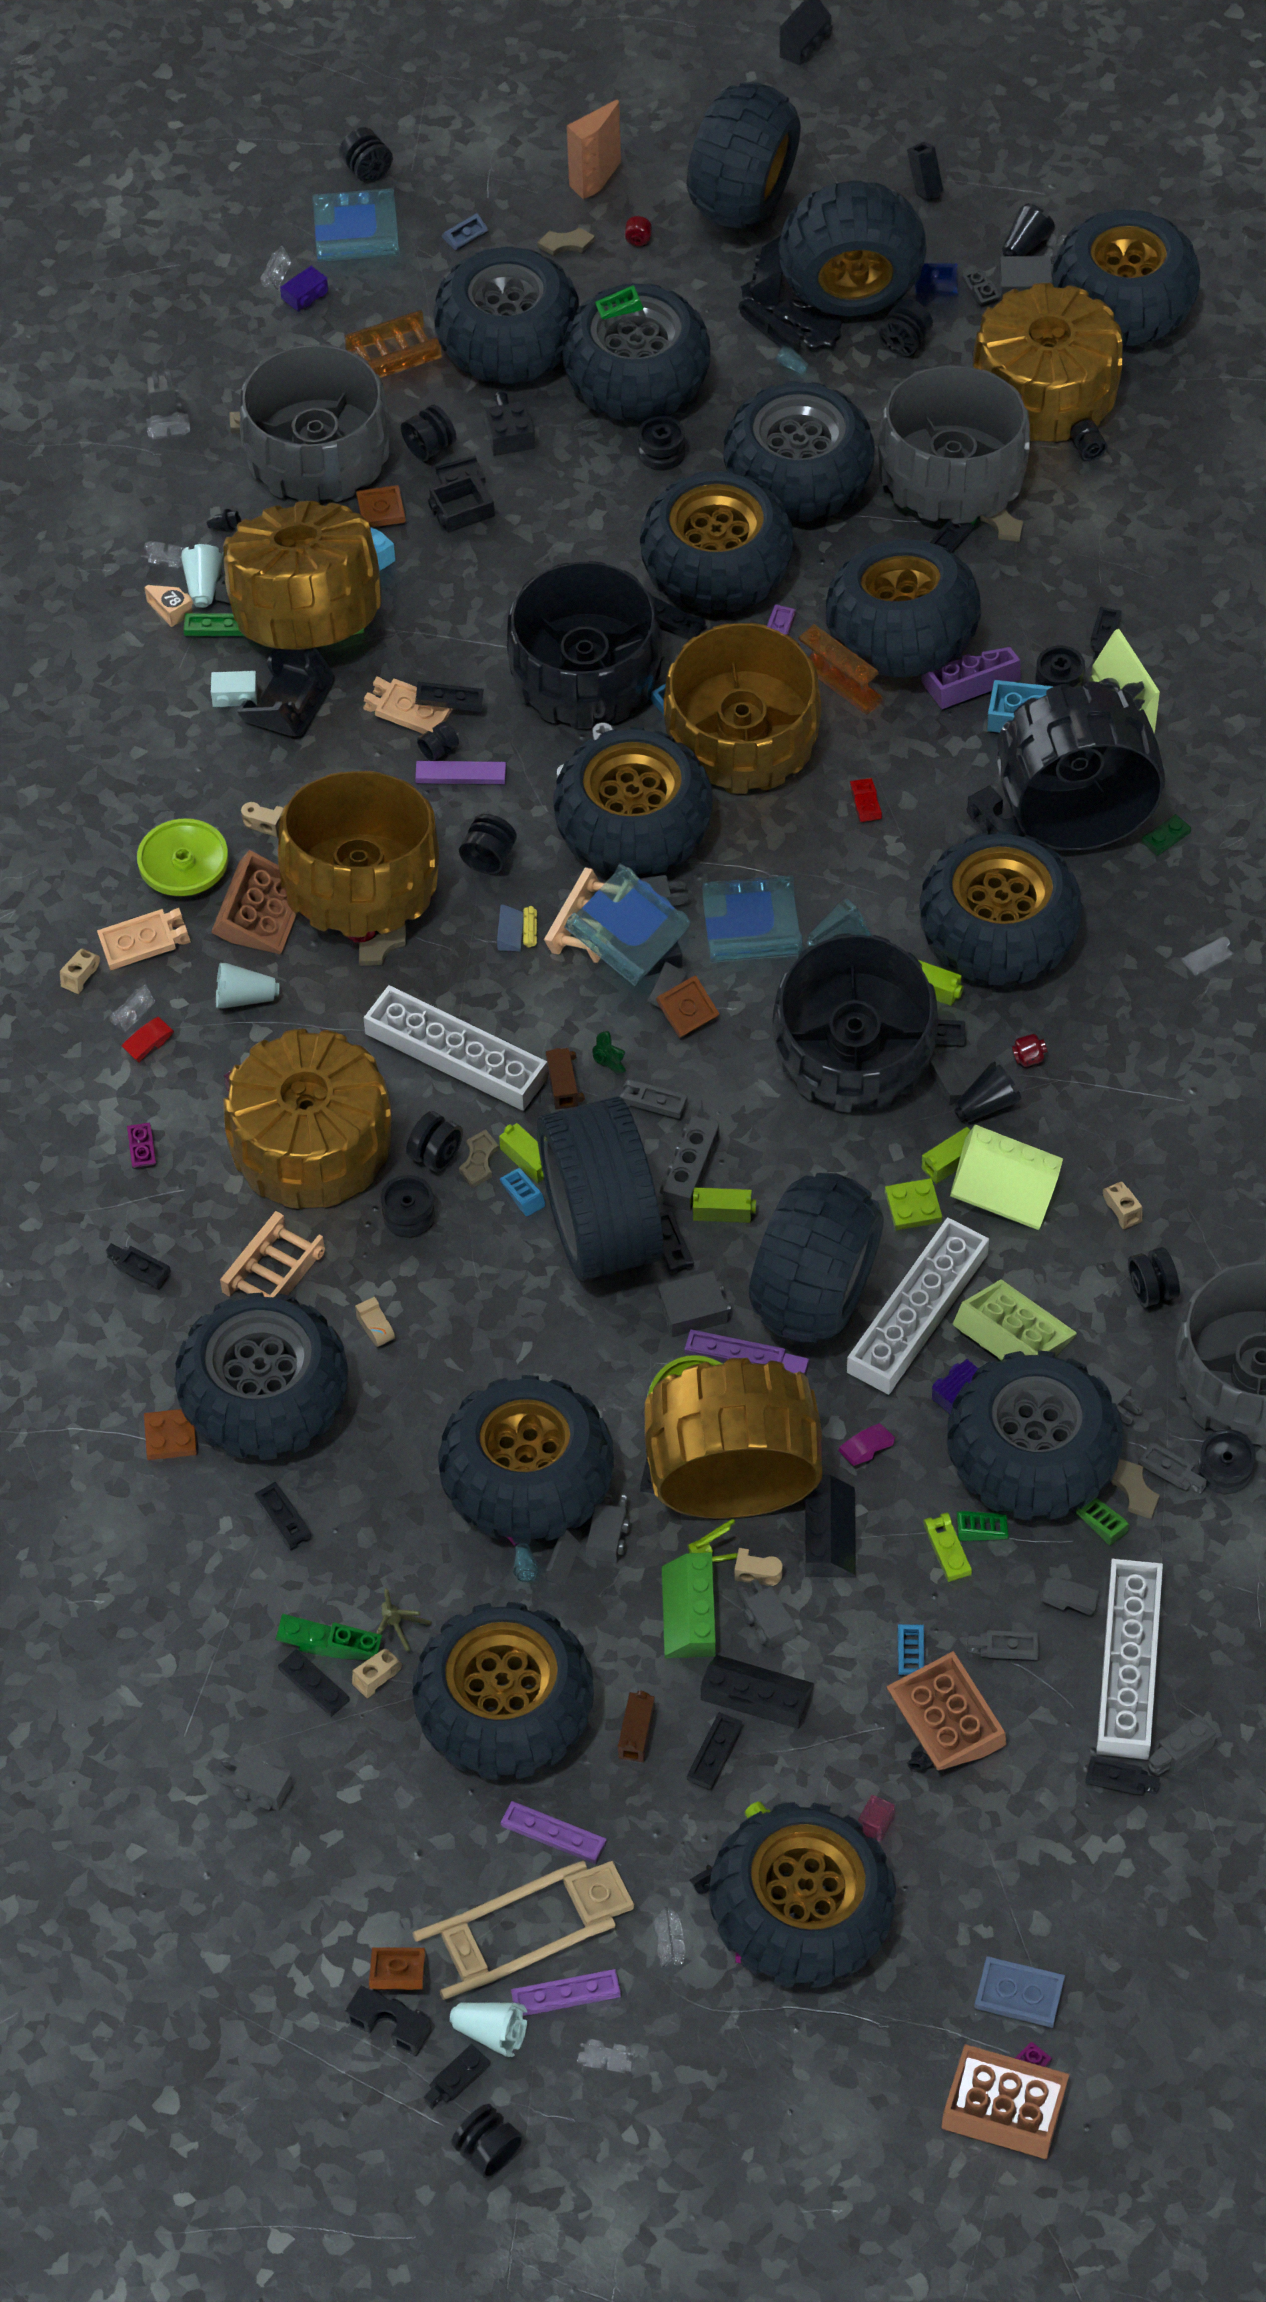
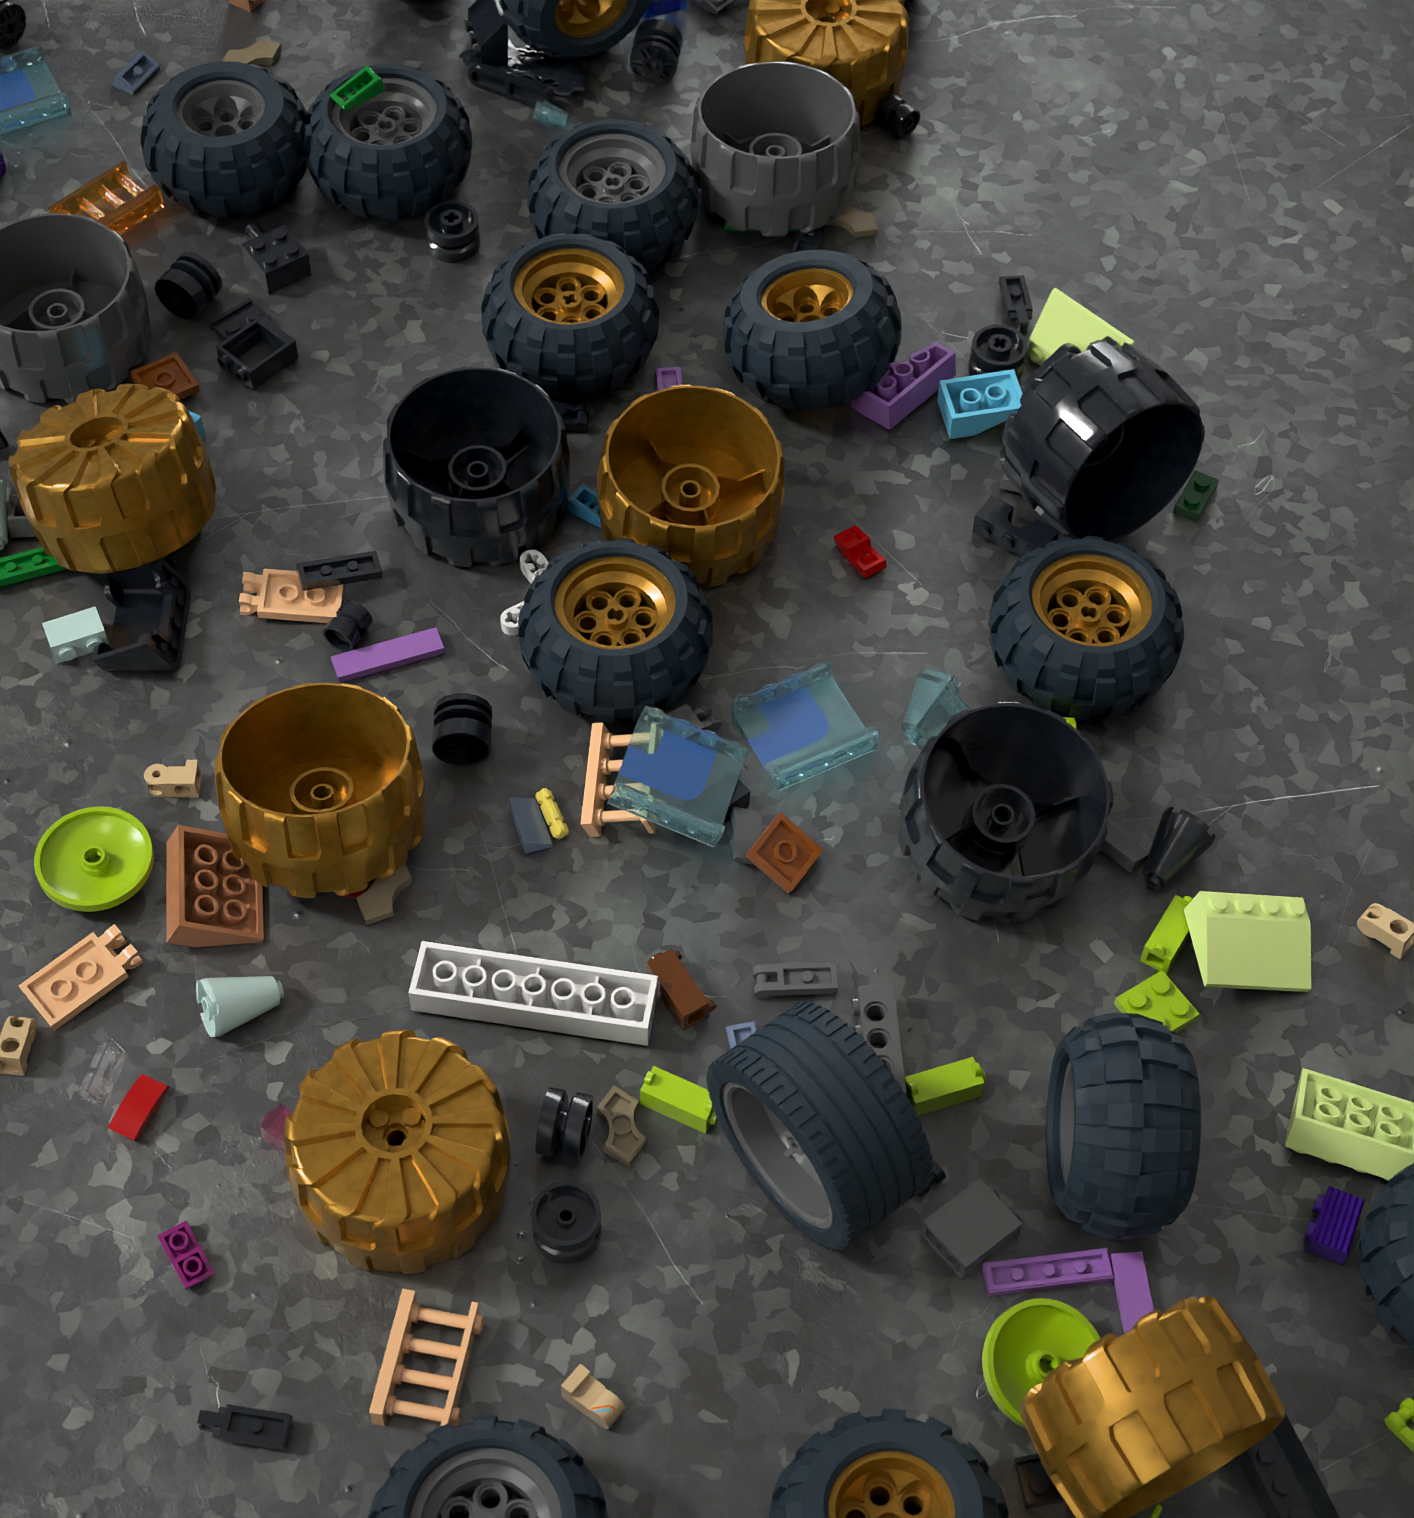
camera: 25 degrees left, 0 degrees up
(533, 1201) = (711, 1160): dark azure slope -> none
(607, 1054) = (720, 942): dark green plate -> none
(638, 231) = (325, 27): dark red head -> none
(841, 669) = (784, 406): clear orange fence -> none
(864, 1444) = (1271, 1337): magenta slope -> none
(917, 1306) = (1236, 1140): white brick -> none
(1029, 1050) = (1188, 781): dark red head -> none
(1208, 955) = (1314, 612): clear hinge -> none

